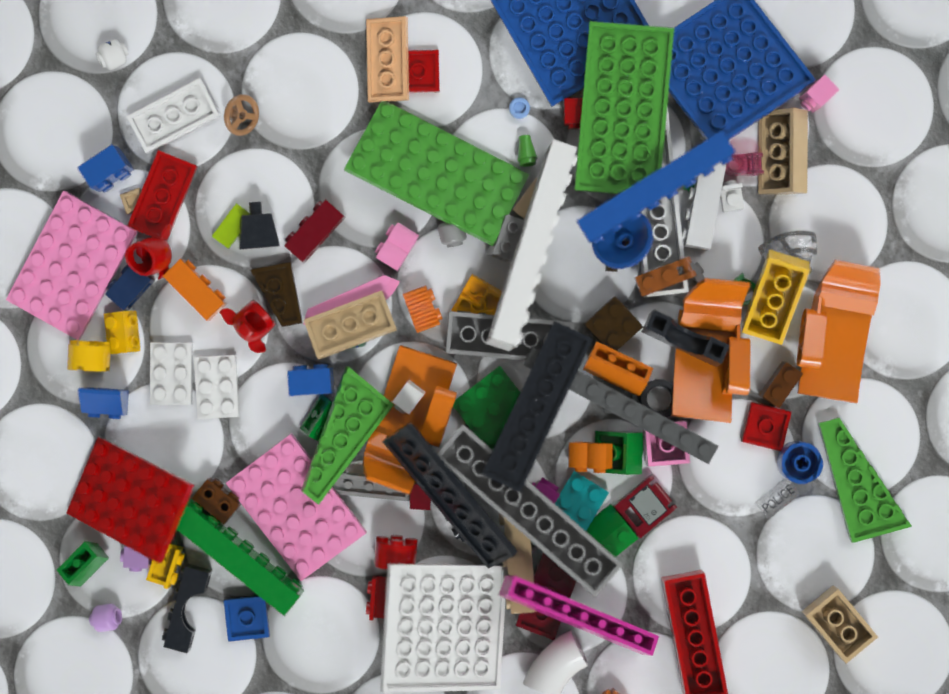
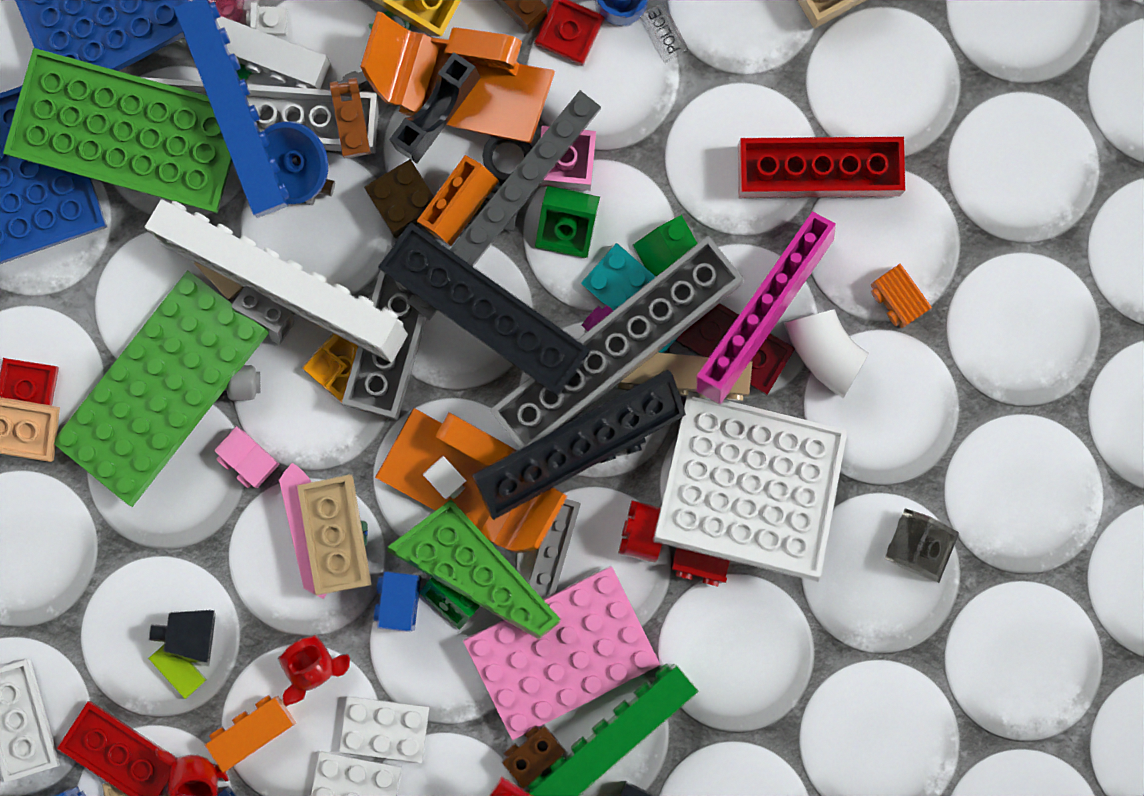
camera: 90 degrees left, 5 degrees down
(235, 112) = (31, 635): medium nougat piece -> none
(246, 618) = (696, 745): blue plate -> none
(280, 290) = (274, 621): dark brown wing -> none
(314, 230) = (204, 562): dark red brick -> none
(419, 499) = (578, 487): dark red brick -> none
(422, 309) = (334, 439): orange brick -> none
(488, 405) = (474, 376): green plate -> none
(519, 108) = (100, 268): light blue tile -> none
(526, 152) = (158, 268): bright green cone -> none
(572, 112) = (119, 199): red brick -> none
(590, 455) = (564, 257): orange brick -> none
(648, 503) = (640, 196): container -> none

